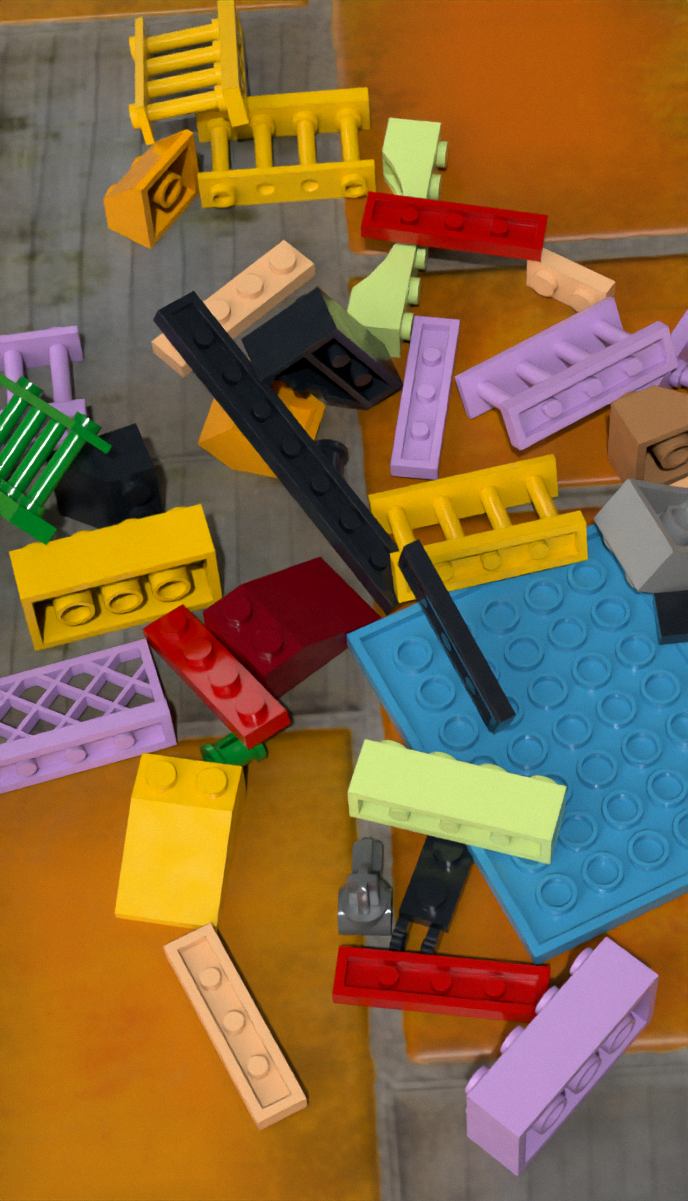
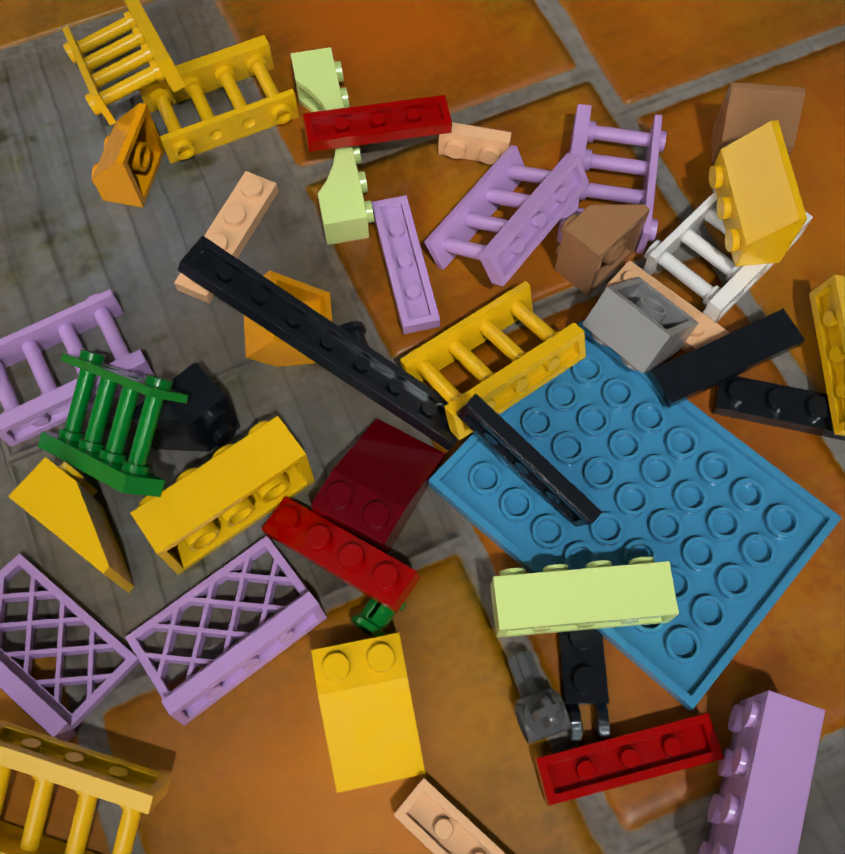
camera: 25 degrees left, 10 degrees up
(323, 350) = (317, 253): black wedge -> none

